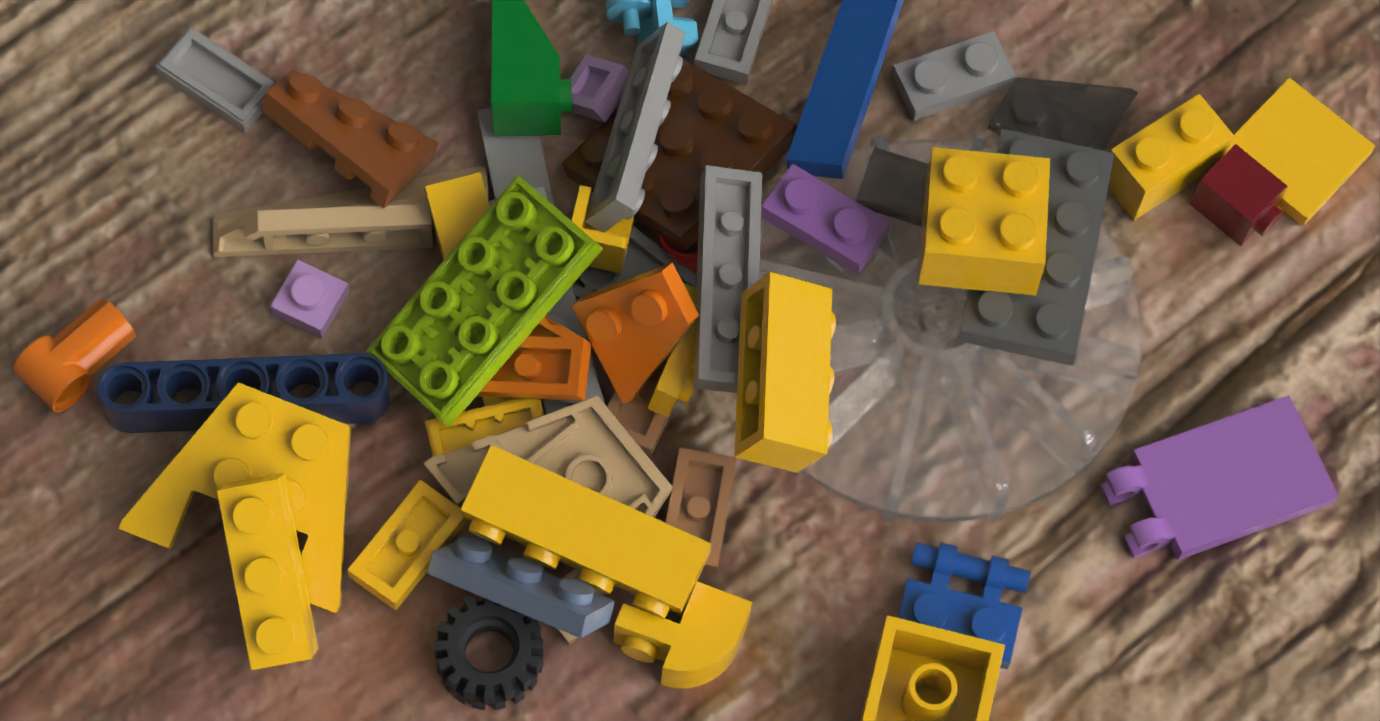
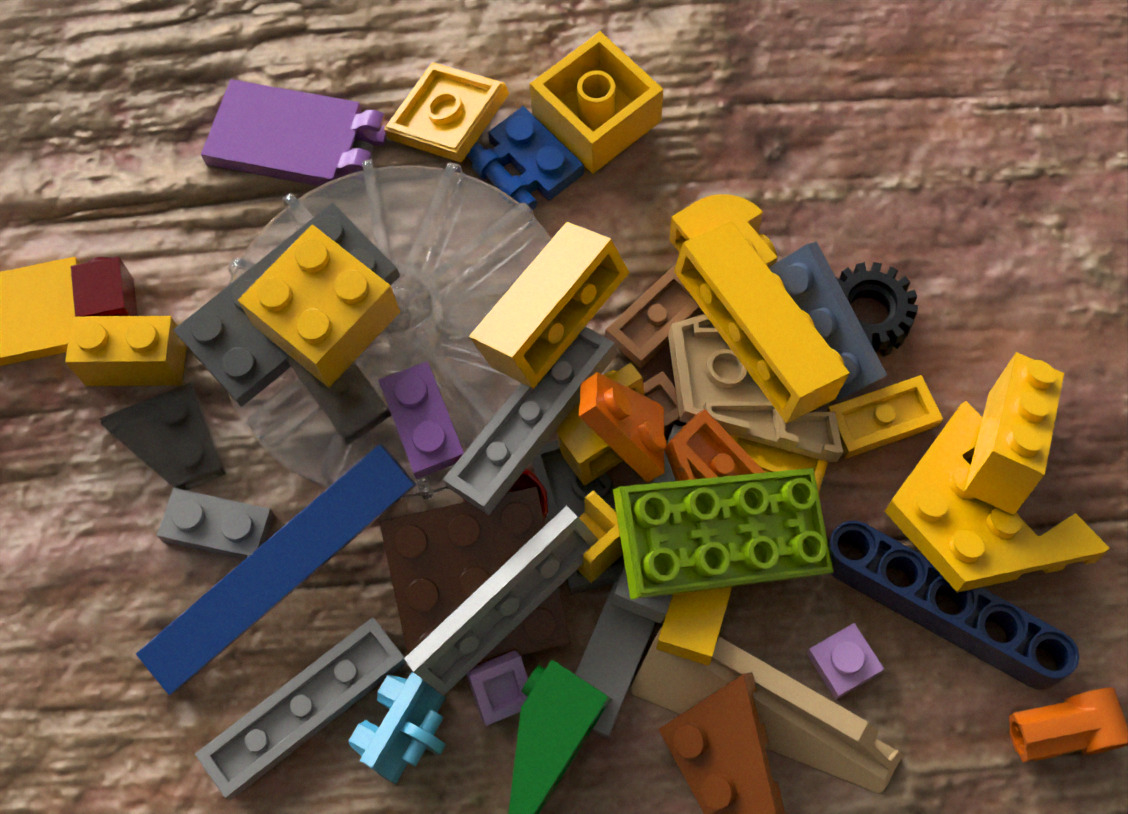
camera: 135 degrees left, 0 degrees up
(1083, 601) = (446, 111): none -> yellow tile

